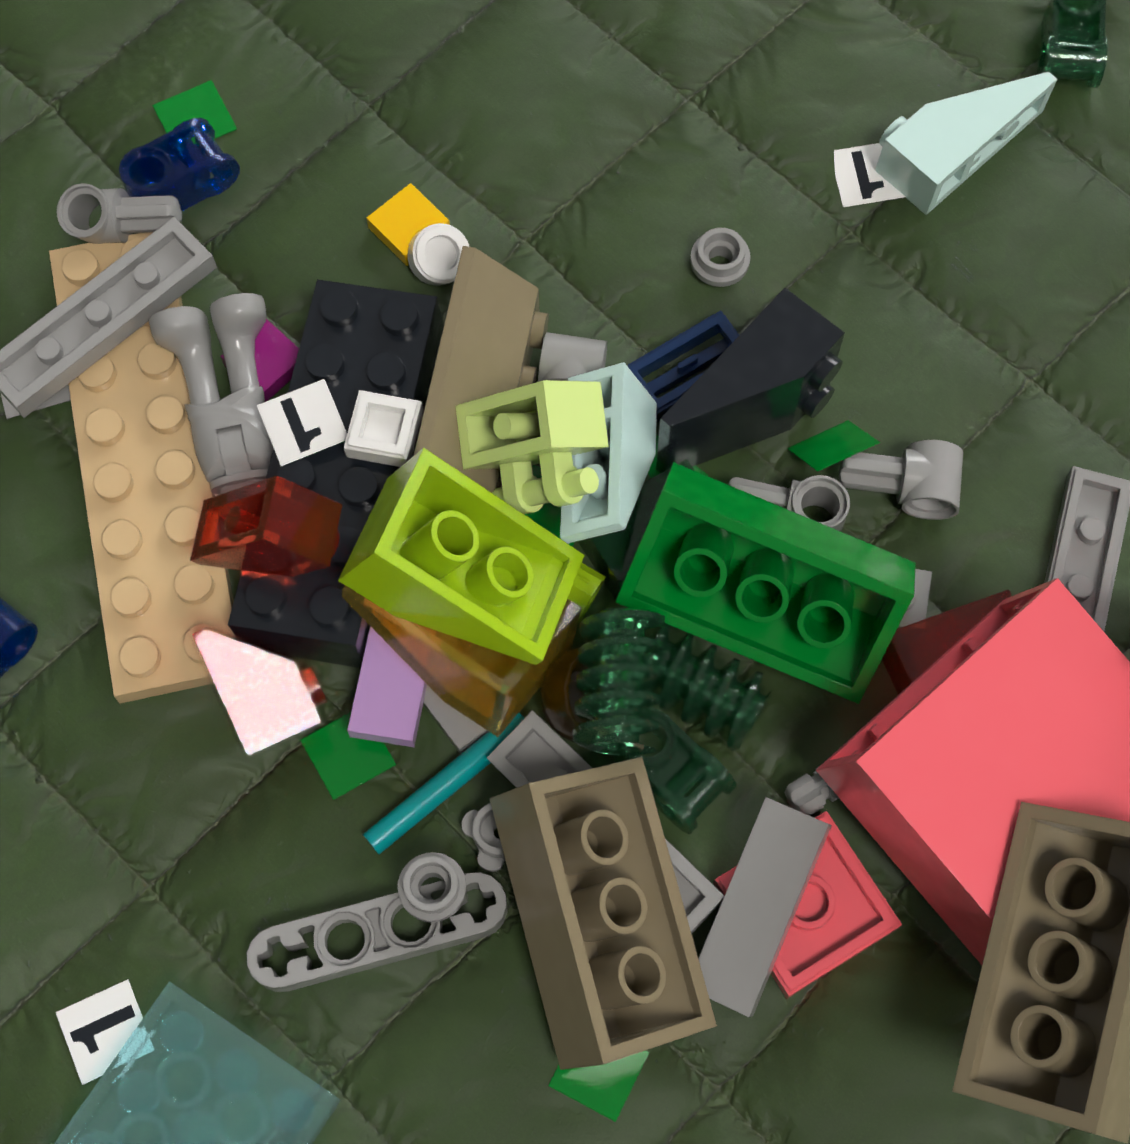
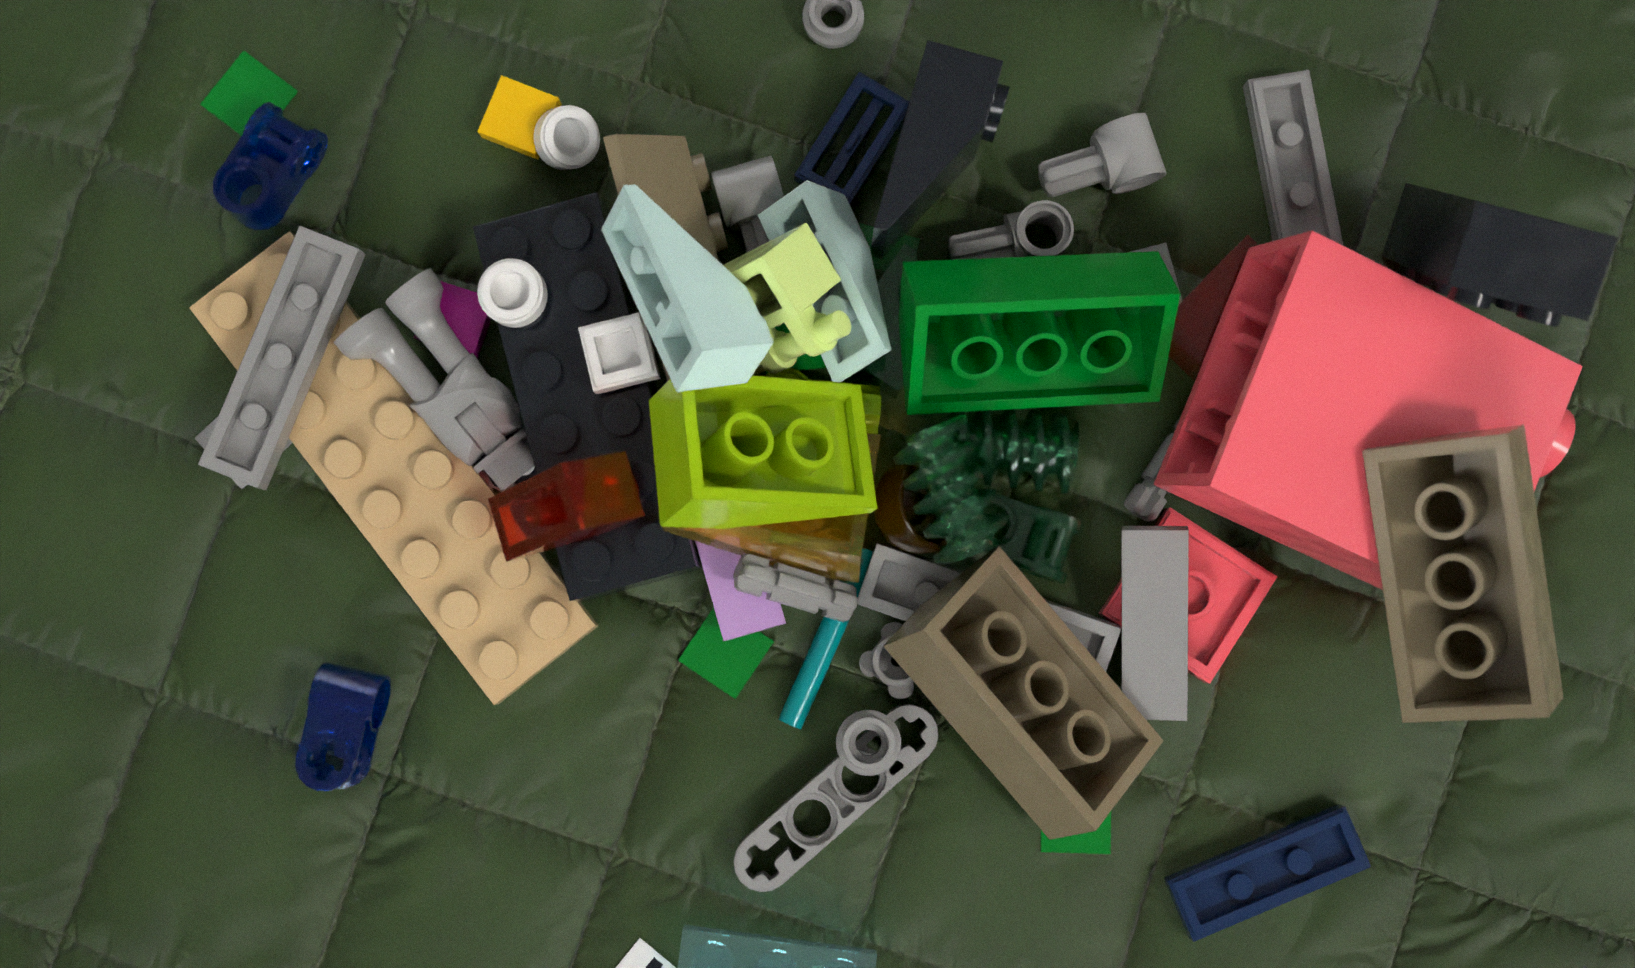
camera: 25 degrees left, 15 degrees up
(119, 214) = (240, 241): light grey axle -> none
(260, 689) = (625, 639): clear red slope -> none
(302, 422) = (538, 379): white sticker -> none
(319, 341) = (512, 292): none -> white tile
(436, 711) = (795, 587): none -> light grey axle
(462, 397) = (686, 297): none -> light aqua slope
(833, 445) = (1025, 161): green sticker -> none

